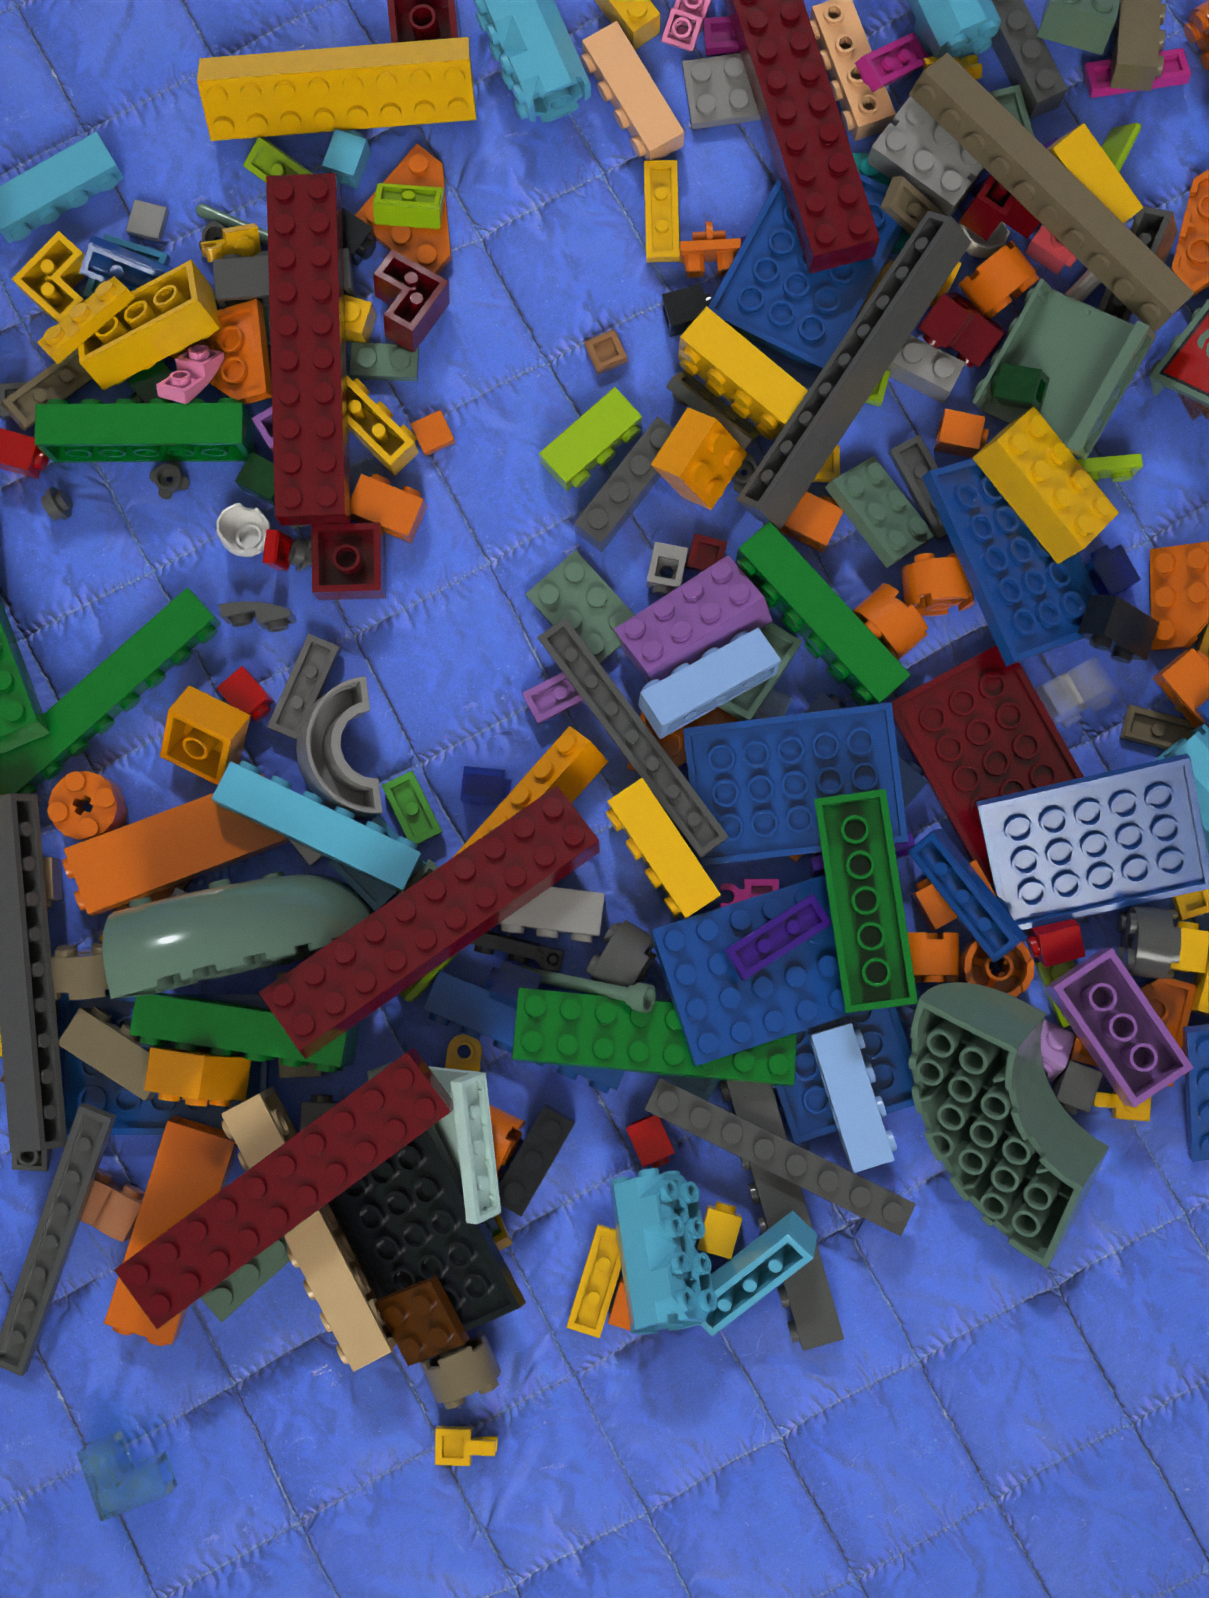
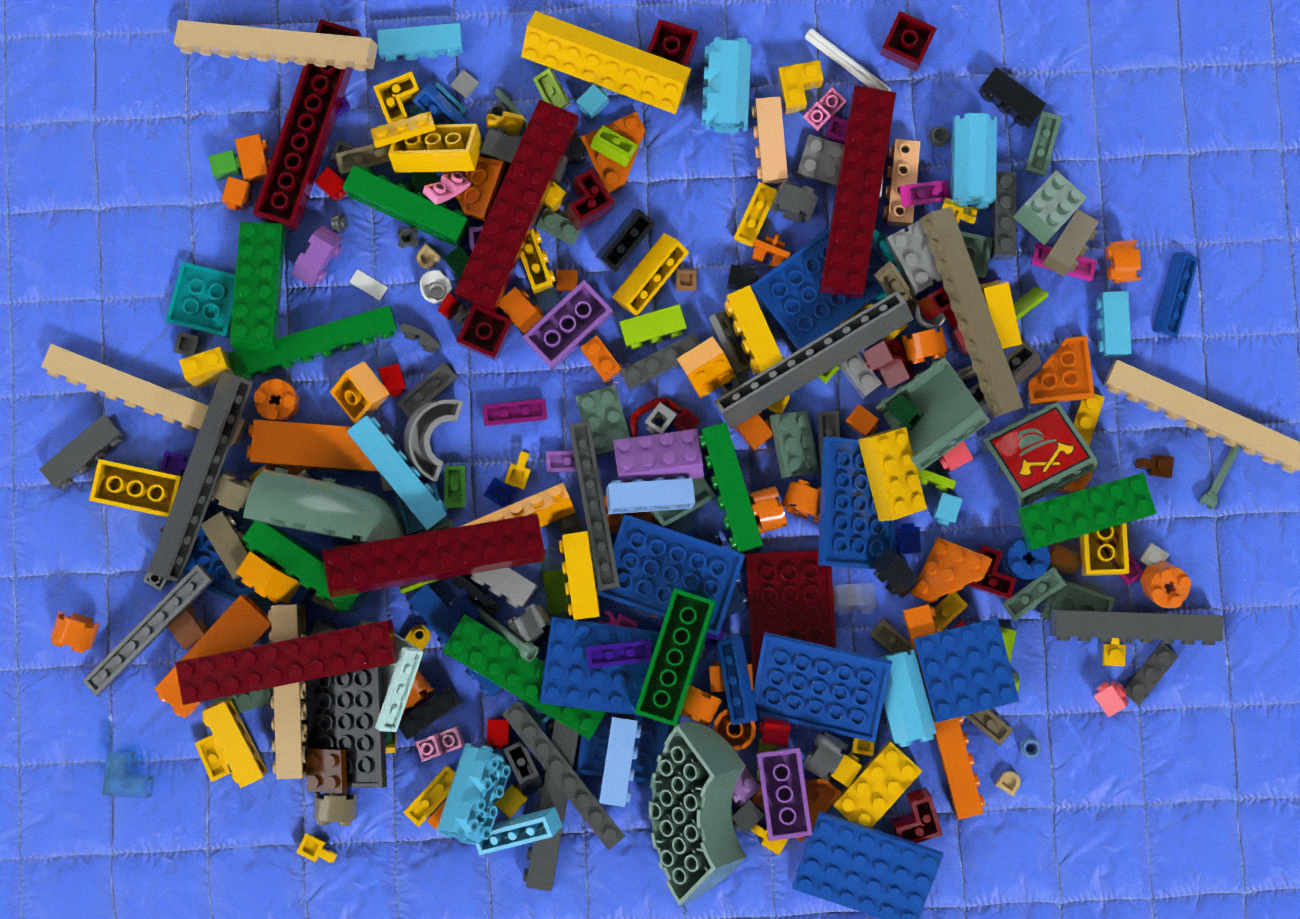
camera: 25 degrees right, 0 degrees up
(45, 581) = (322, 248): none -> medium lavender brick
(143, 575) = (368, 284): none -> white sticker
(212, 494) = (427, 257): none -> tan tile
(242, 1382) = (212, 759): none -> yellow plate
(263, 1345) = (234, 742): none -> yellow brick
(419, 473) = (547, 299): none -> clear light blue tile
(448, 658) = (514, 412): none -> magenta plate
(466, 494) = (568, 325): none -> medium lavender brick
(490, 332) = (625, 239): none -> black brick
(497, 746) = (518, 474): none -> yellow plate
(538, 522) = (600, 359): none -> orange brick
(551, 365) = (650, 274): none -> yellow brick
(571, 1198) = (440, 743): none -> bright pink slope
(607, 783) = (569, 524): none -> dark grey plate
(635, 891) = (555, 591): none -> clear neon green plate
(639, 560) = (647, 407): none -> red animal
(711, 162) = (795, 202): none -> dark grey brick
(714, 1174) = (523, 768): none -> black brick
(1123, 422) = (955, 457): none -> coral brick
(1145, 501) = (947, 509): none -> medium azure brick

